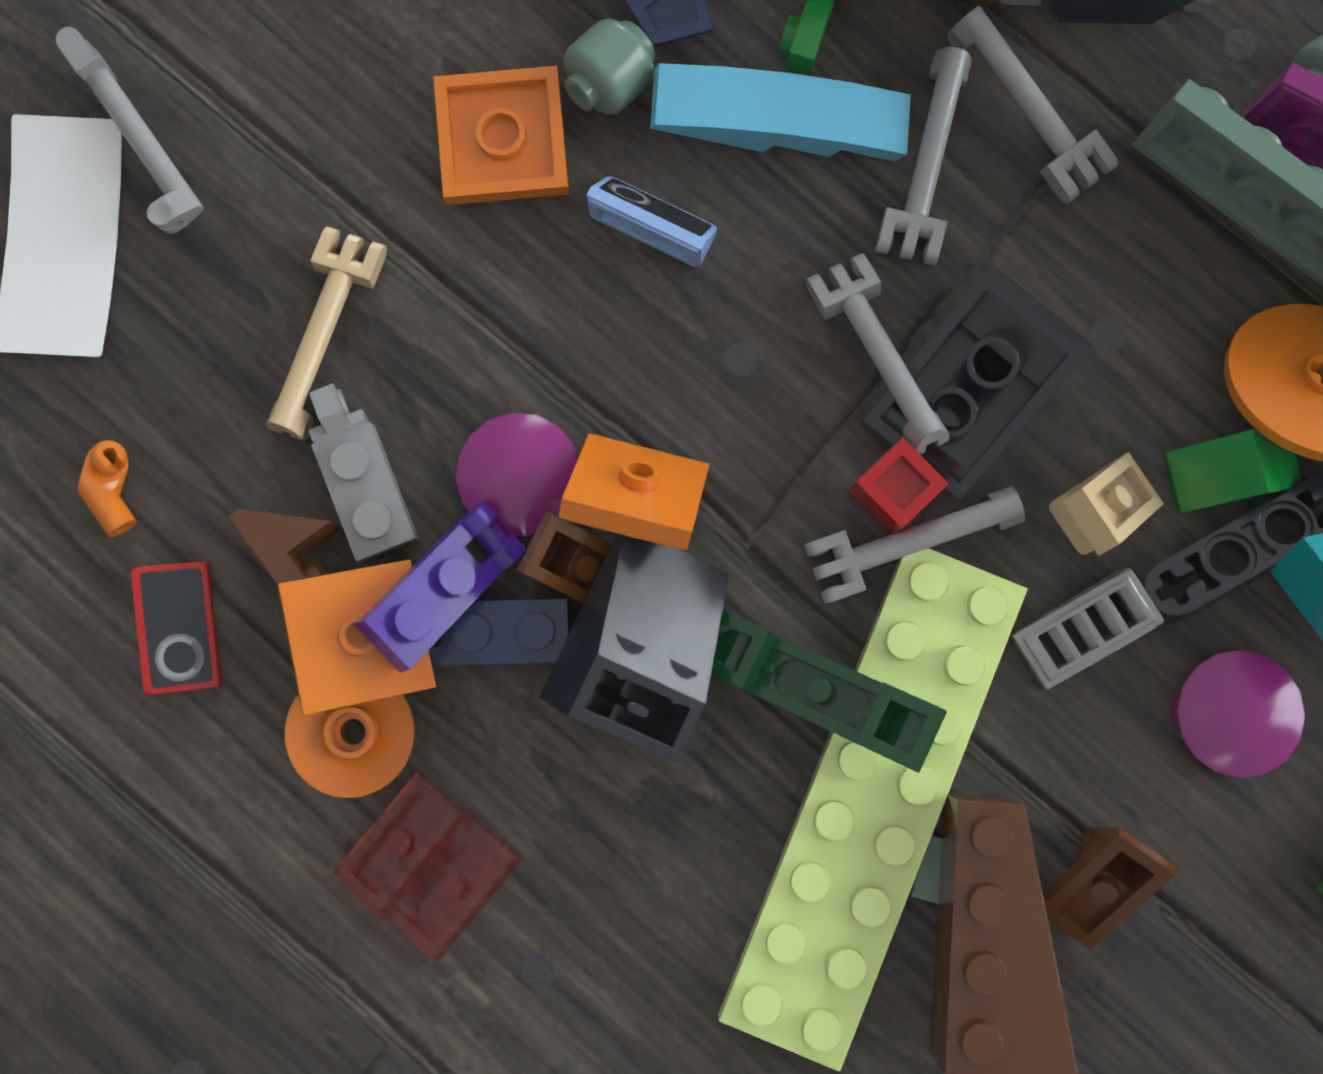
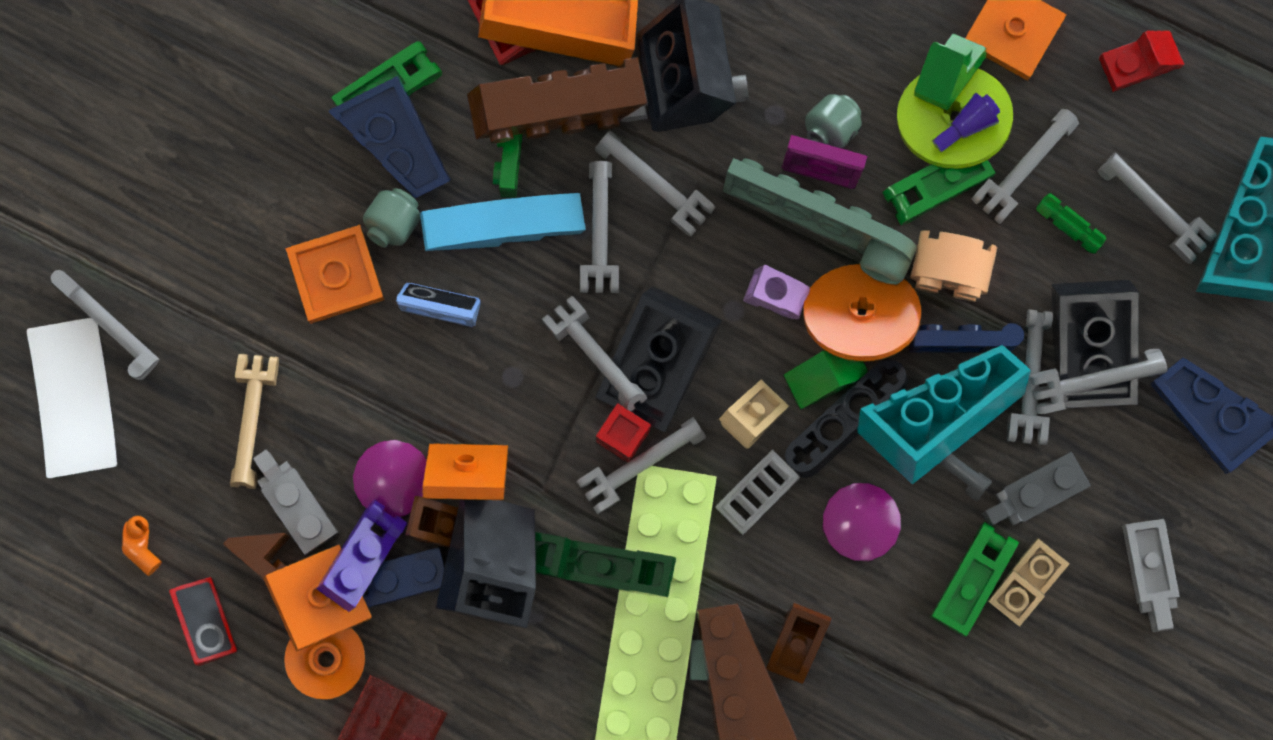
camera: 20 degrees left, 5 degrees down
(1187, 319) = (776, 292): none -> lavender leg

